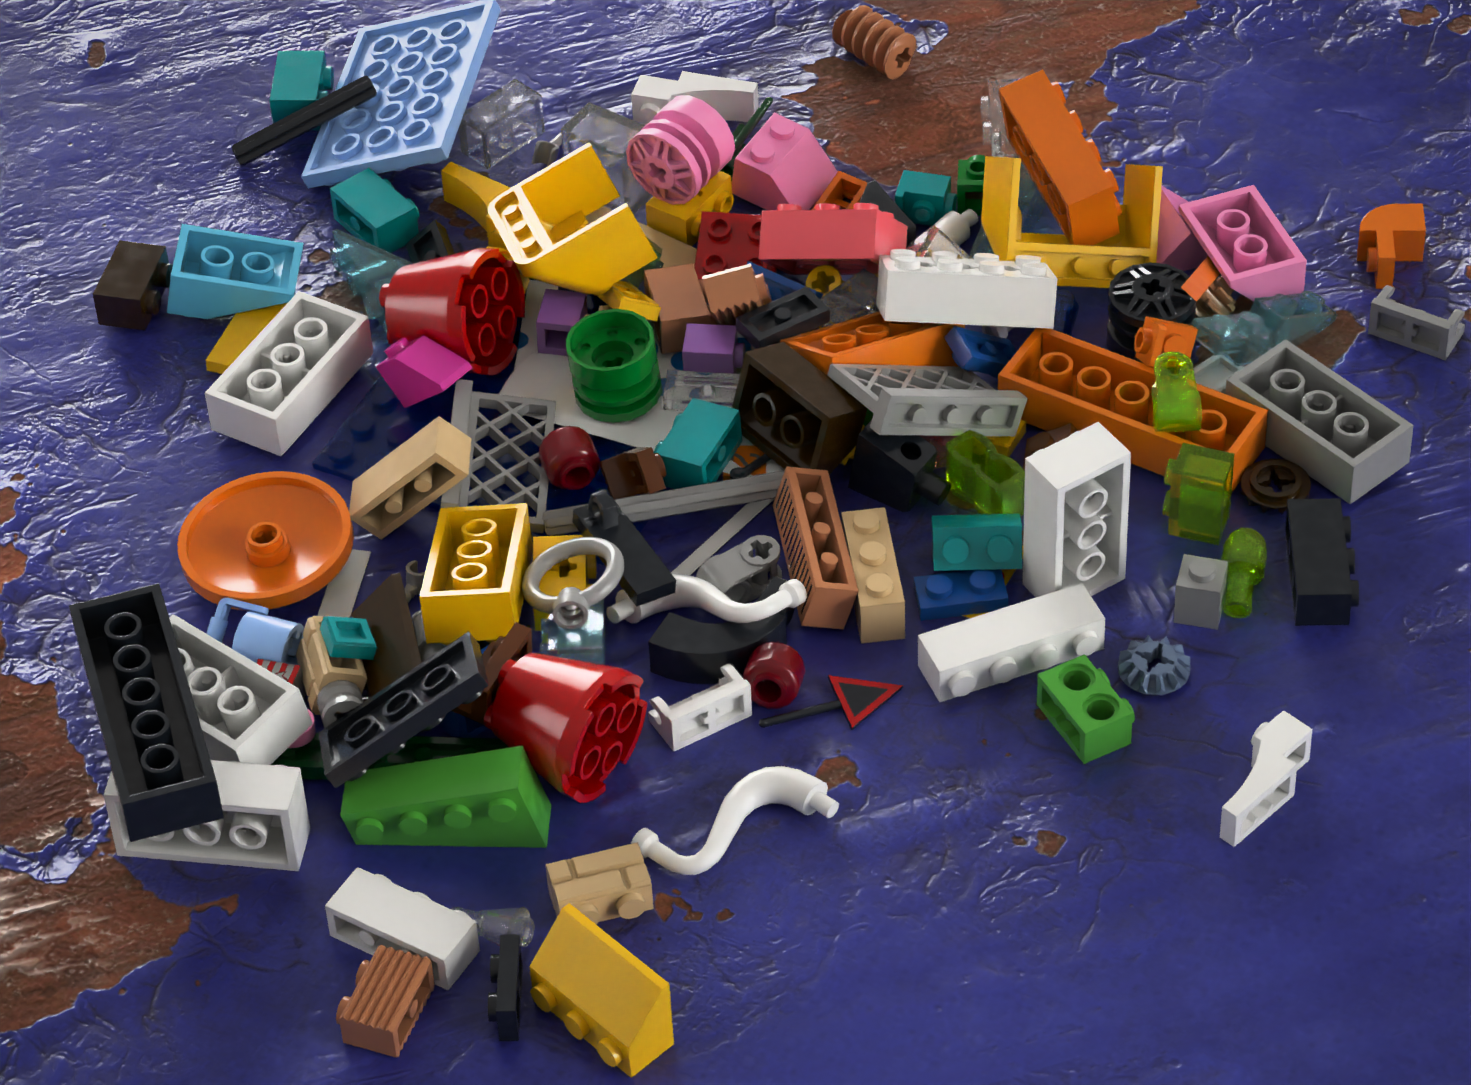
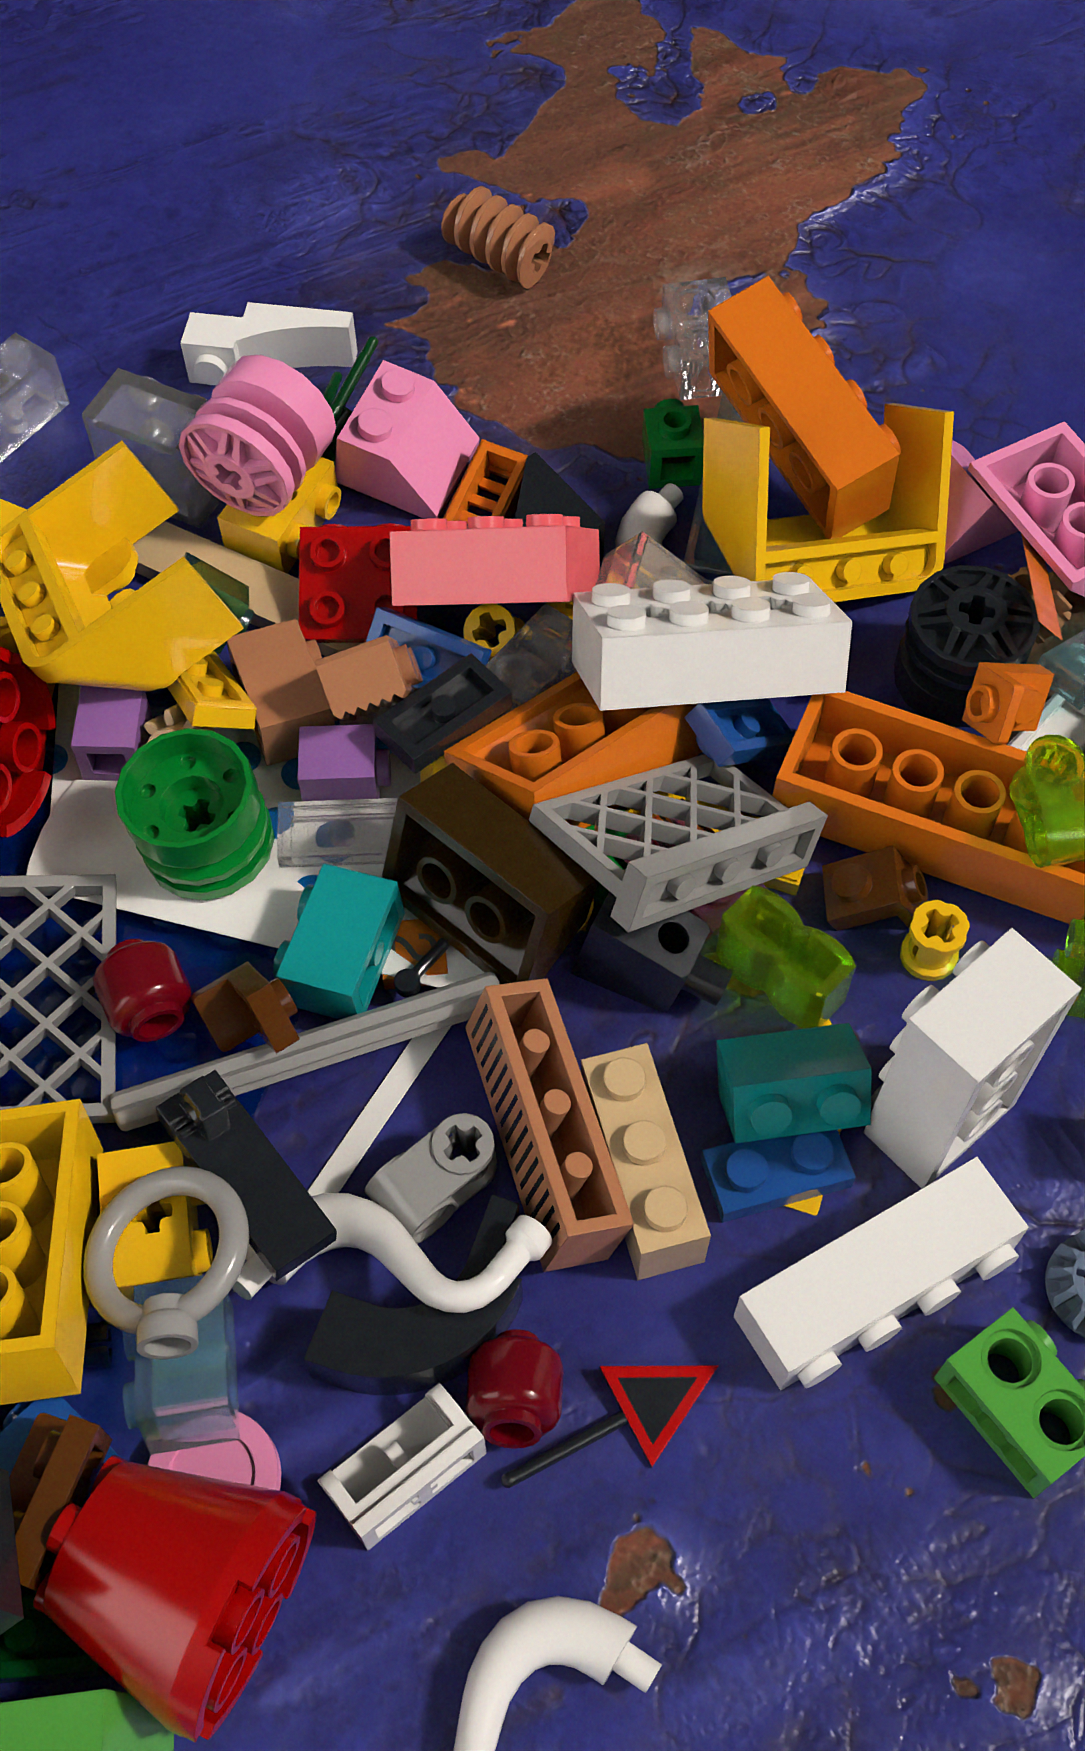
camera: 10 degrees left, 15 degrees up
(546, 151) = (72, 439): light grey hand -> none
(925, 196) = (607, 470): teal brick -> none

